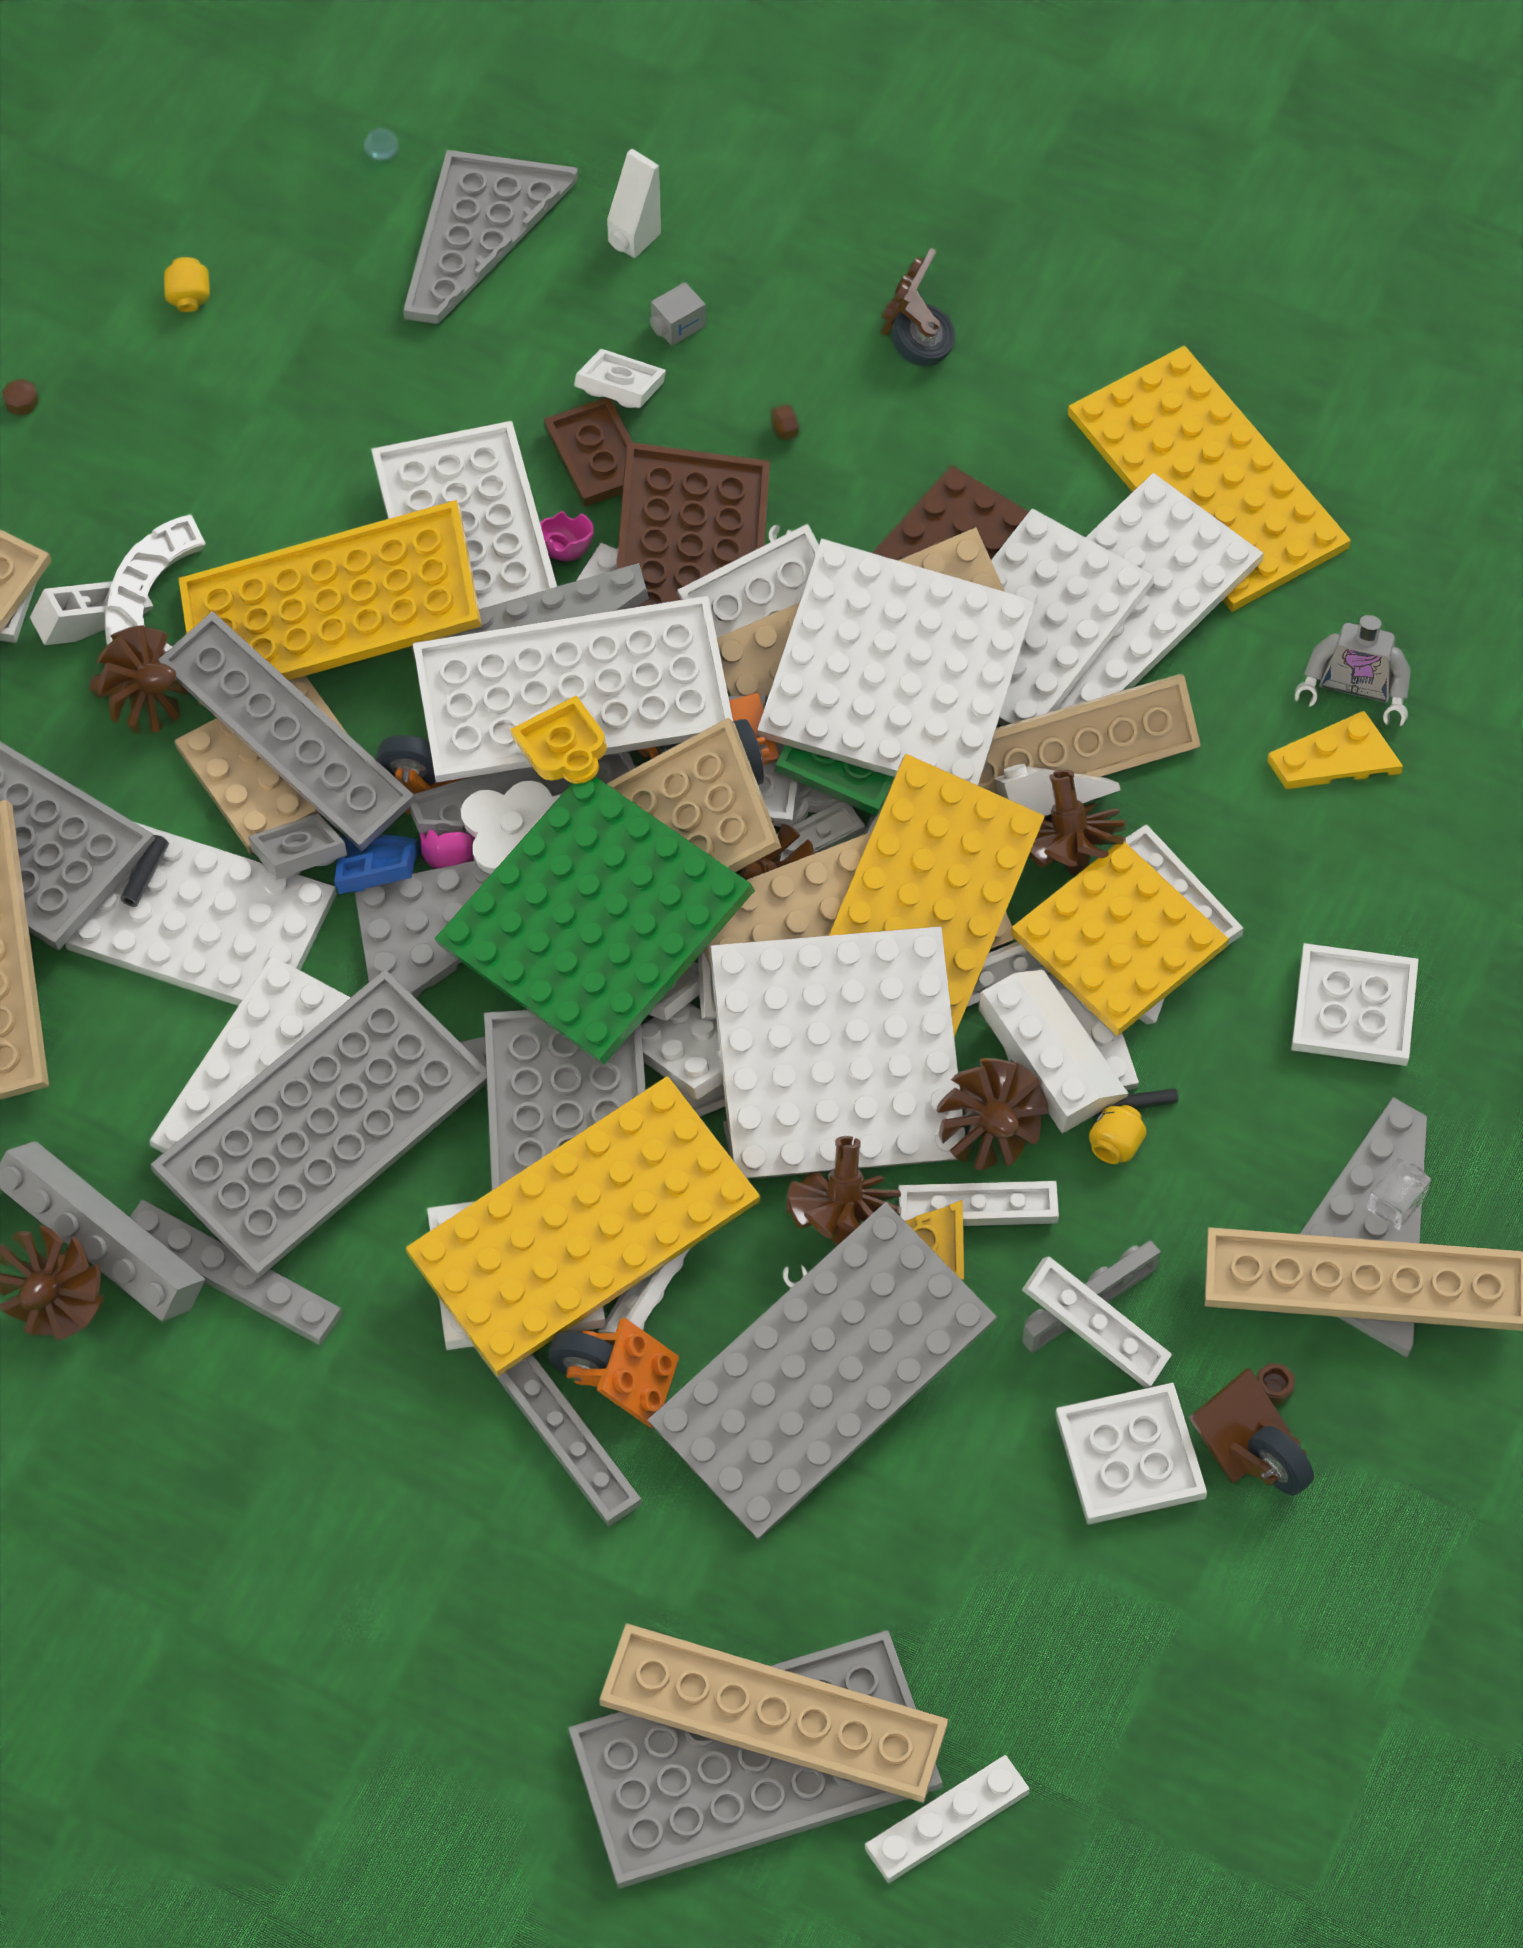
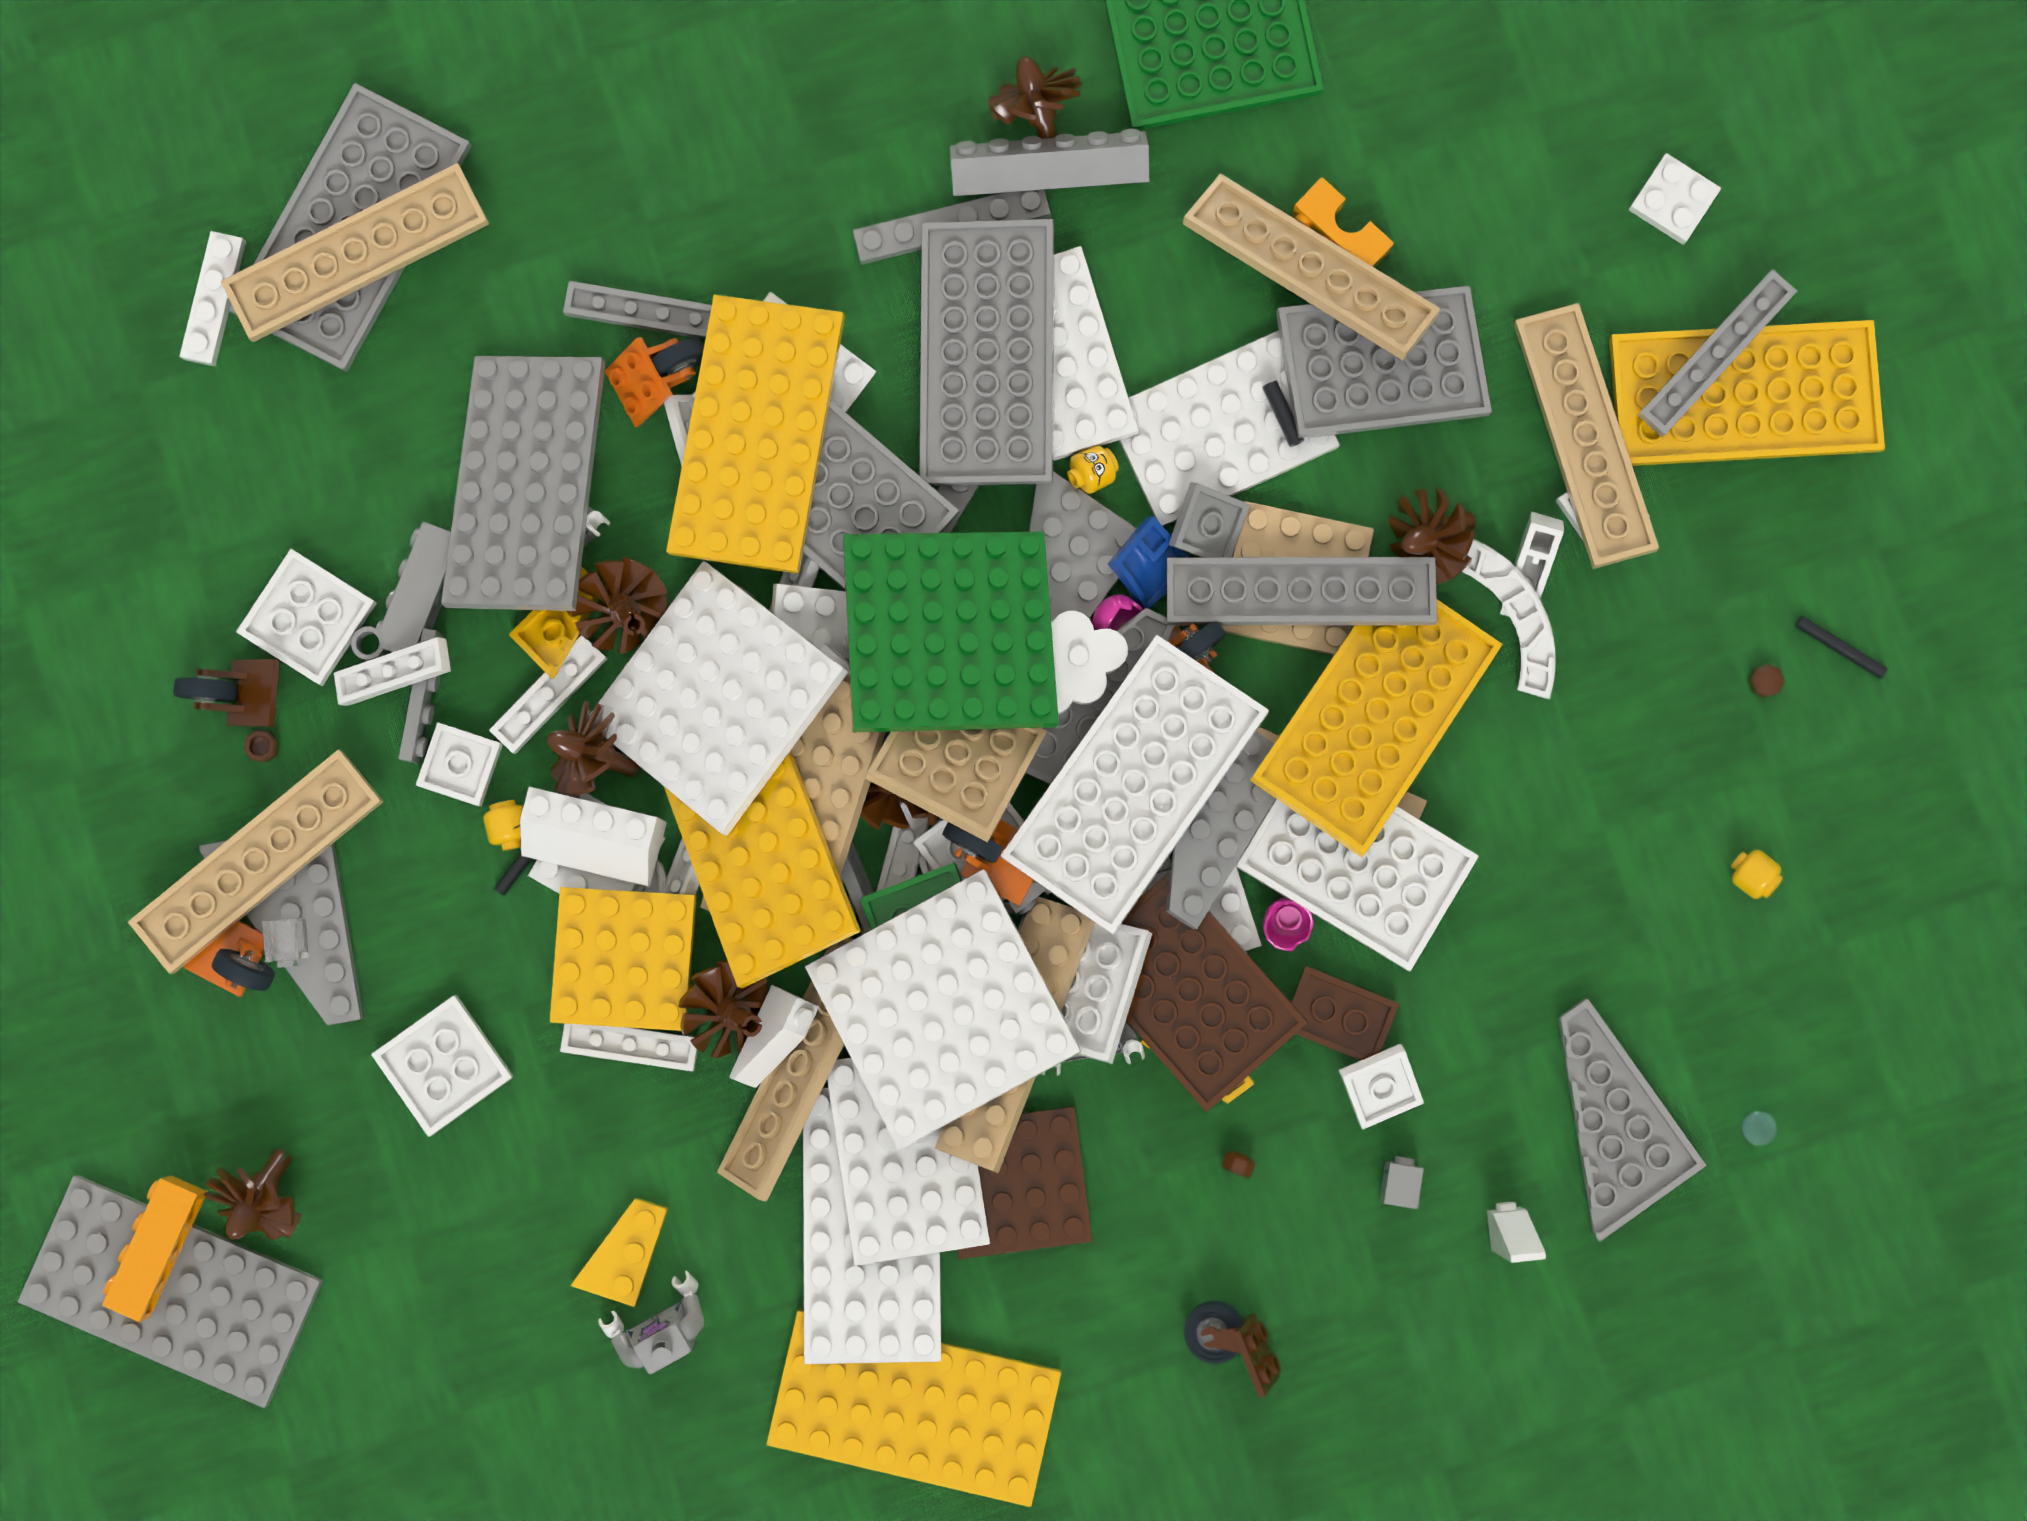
camera: 135 degrees right, 25 degrees up
(340, 969) = (1092, 469): none -> yellow head
(562, 742) = (1089, 726): yellow plate -> none
(1014, 1379) = (417, 595): none -> light grey hinge
(1111, 1216) = (459, 764): none -> white plate
(1458, 1211) = (234, 961): none -> plate

